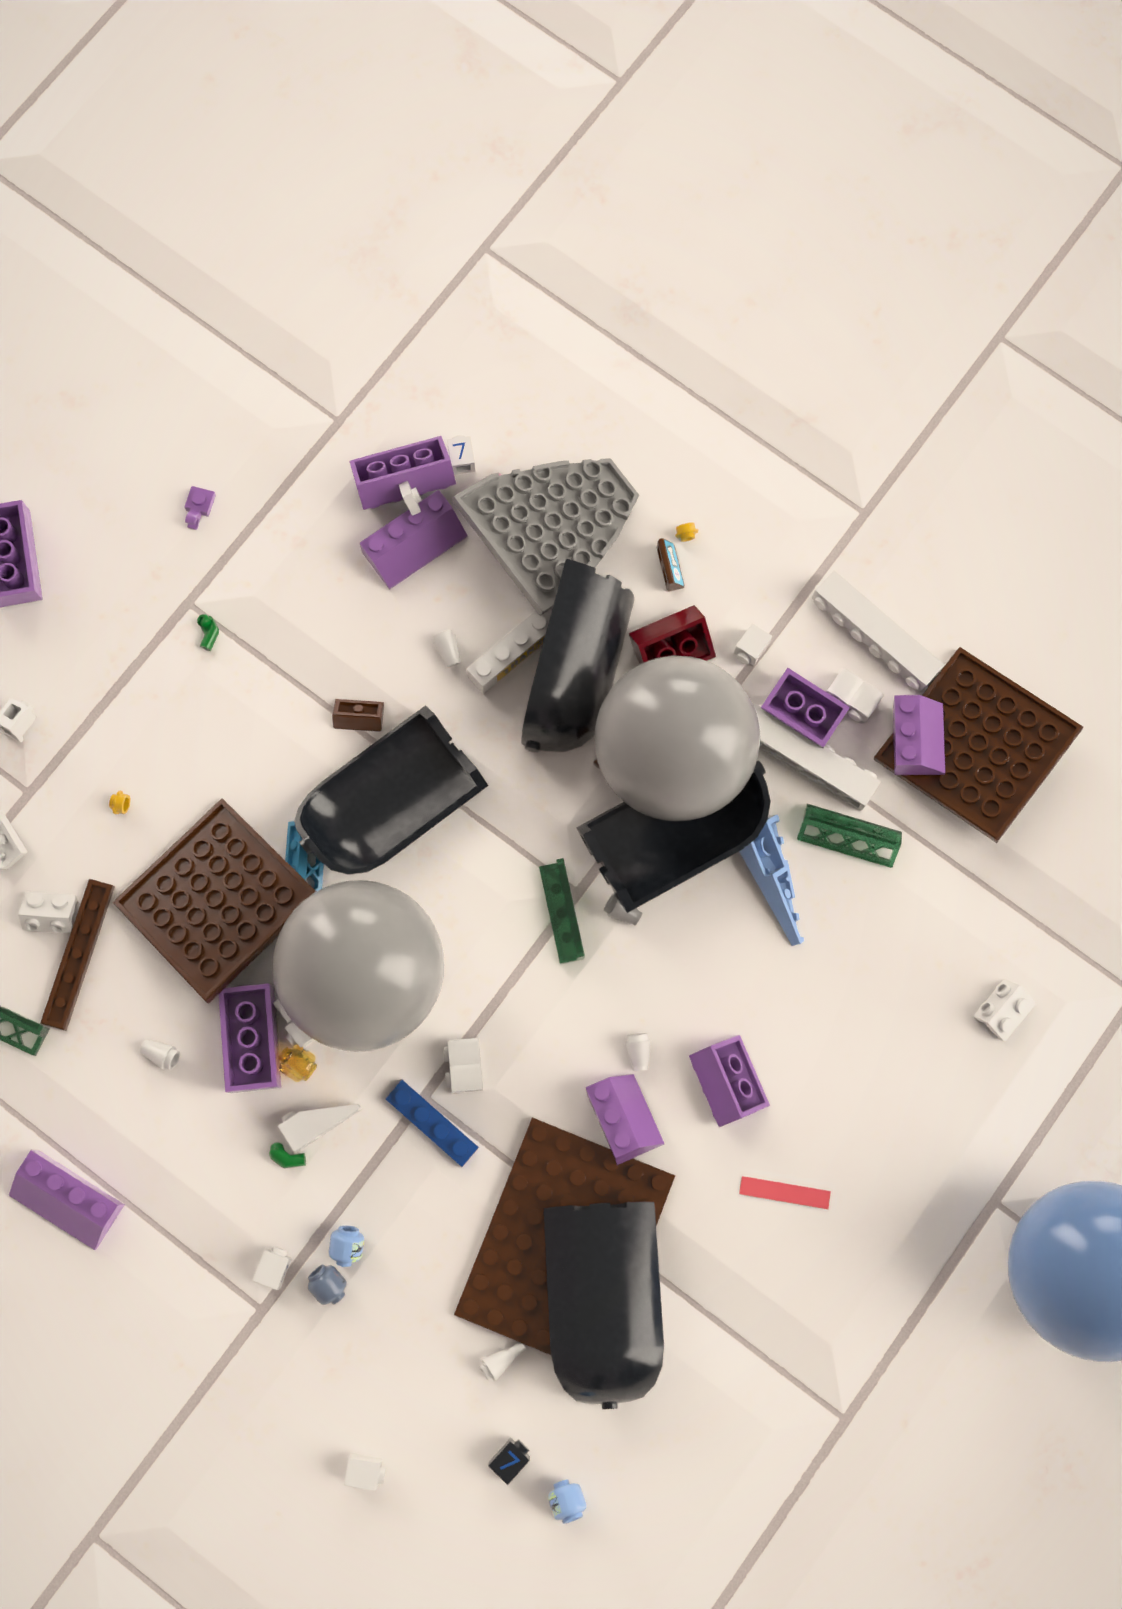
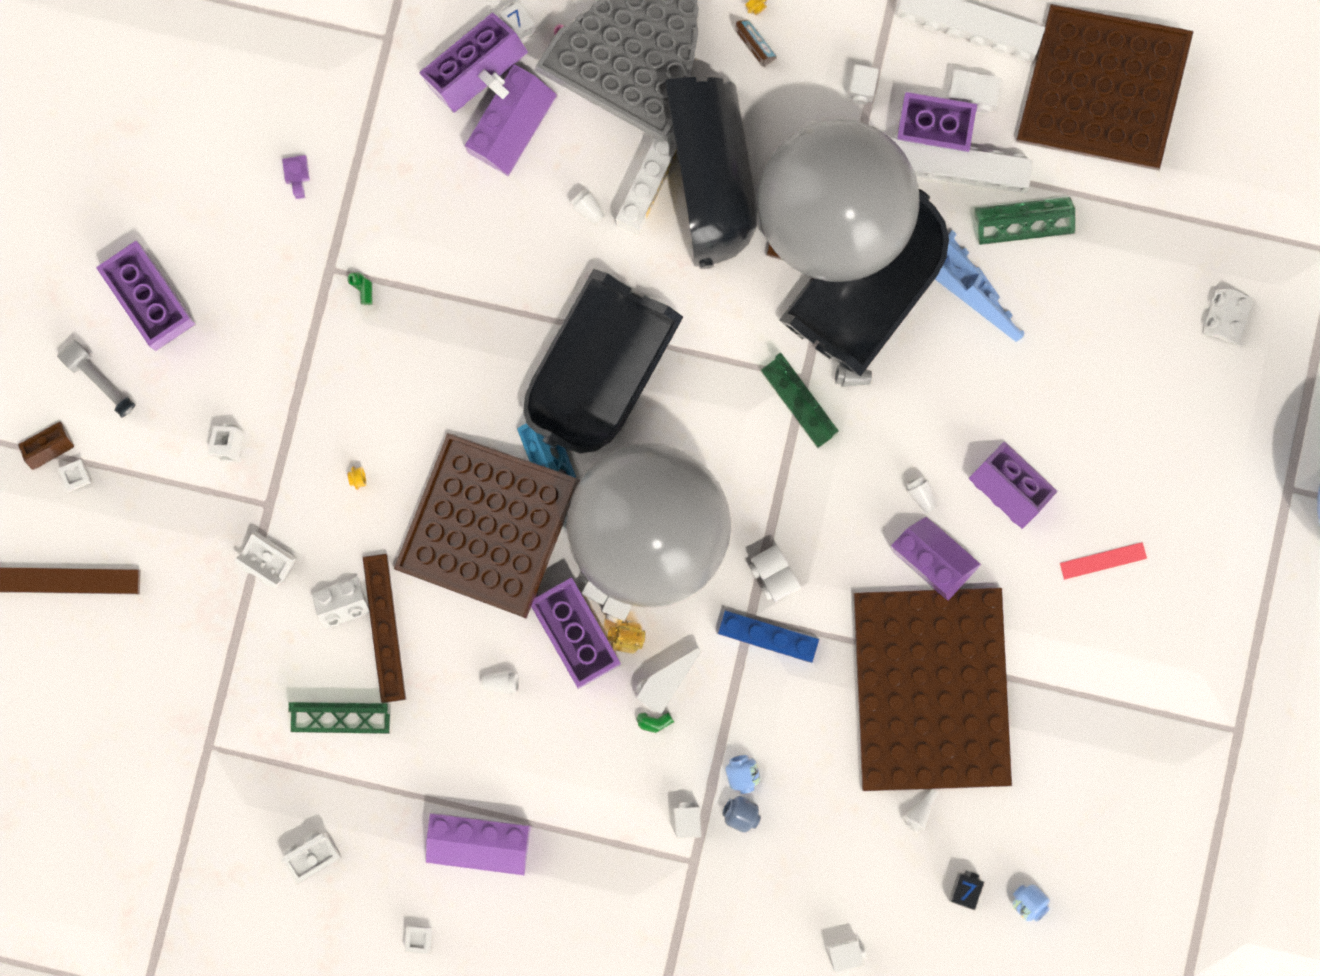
camera: 15 degrees left, 5 degrees up
(358, 715) = (534, 304): reddish brown slope -> none
(604, 1300) = (989, 719): black panel -> none
(675, 635) = (790, 109): dark red slope -> none
(918, 736) = (1048, 103): medium lavender slope -> none

